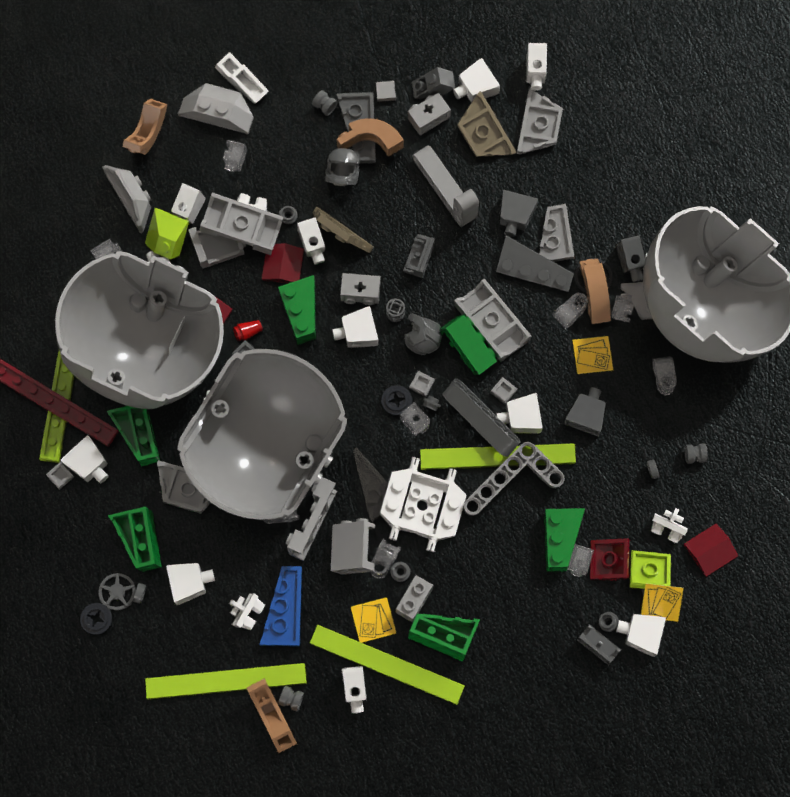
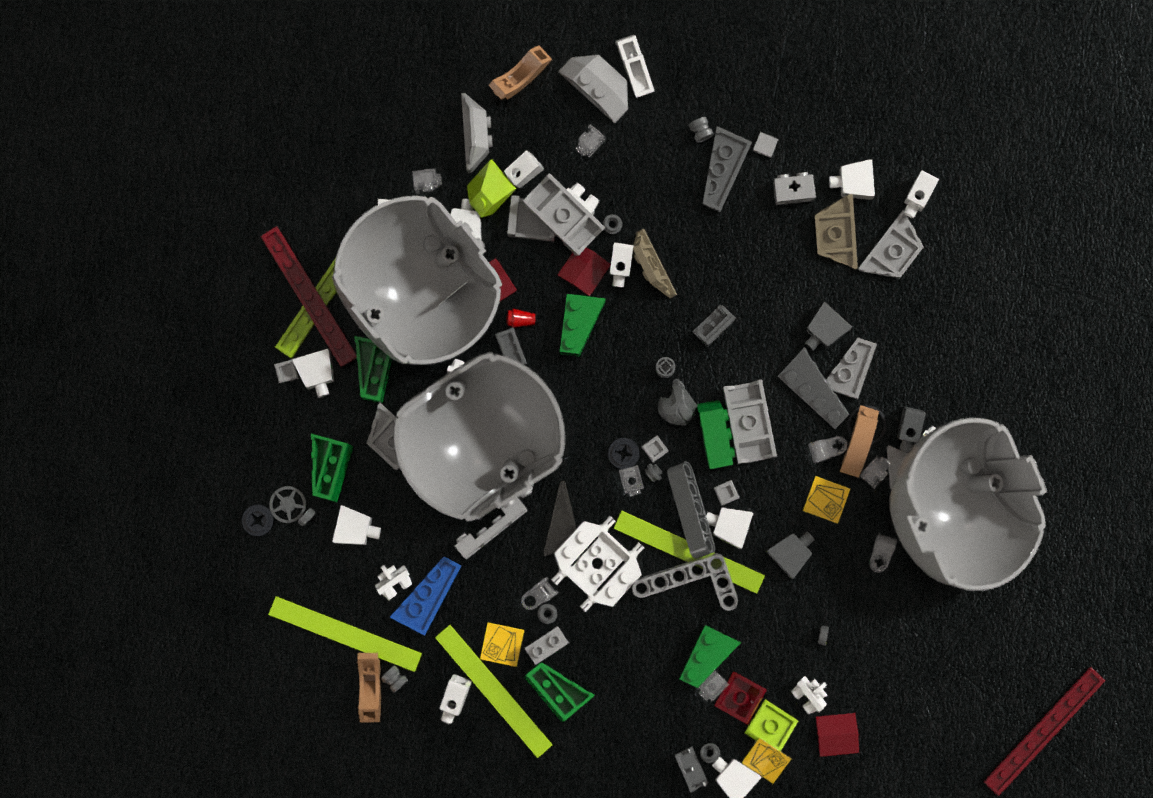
camera: 30 degrees right, 10 degrees up
(342, 167) = (687, 203): dark grey helmet -> none
(351, 285) = (638, 321): light grey brick -> none
(351, 547) = (513, 570): light grey panel -> none
(358, 329) = (621, 368): white torso -> none
(372, 130) = (730, 181): medium nougat arch -> none
(433, 82) = (814, 161): dark grey slope -> none
(460, 205) = (777, 299): light grey beam -> none
(696, 453) = (870, 640): dark grey wheel -> none

